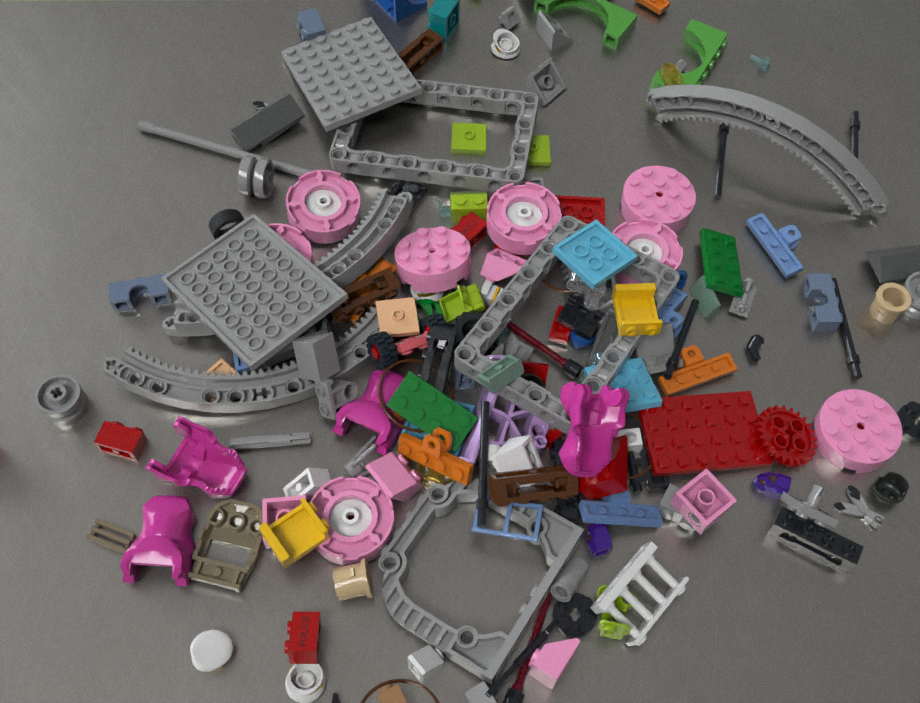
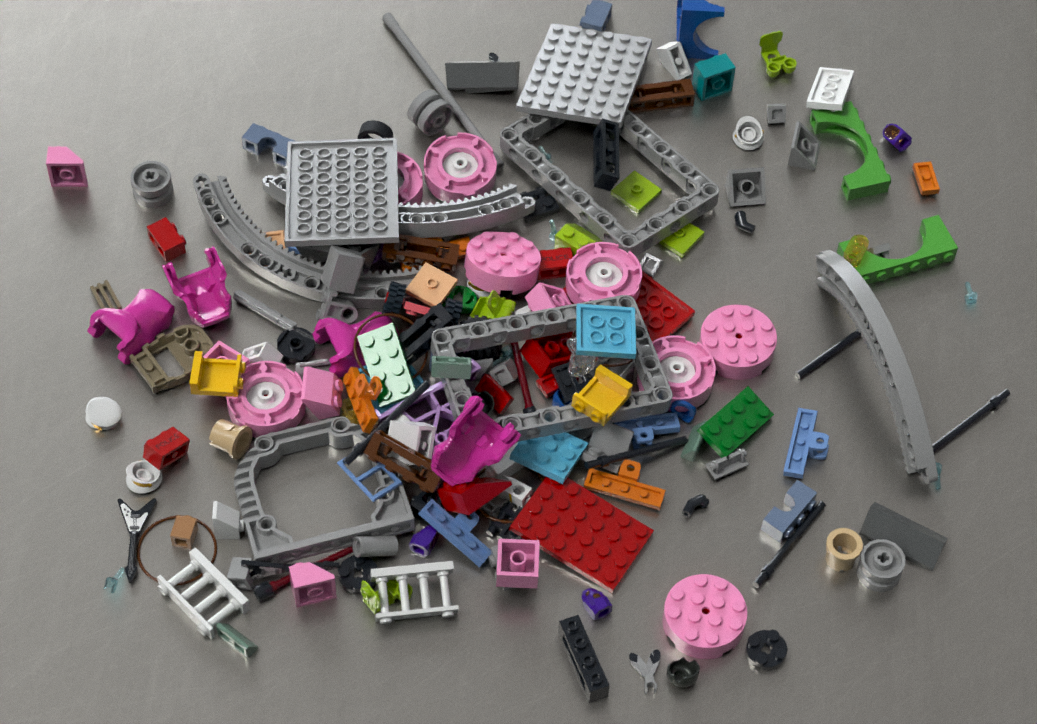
camera: 40 degrees right, 5 degrees down
(335, 443) = (296, 354): none -> black plate
(400, 23) = (674, 60): none -> white slope
(435, 119) = (606, 155): none -> black brick
(539, 308) = (547, 352): none -> red slope
(566, 111) = (741, 222): none -> black arm
(785, 436) = (628, 565): red gear -> none
(809, 507) = (598, 630): light grey plate -> none

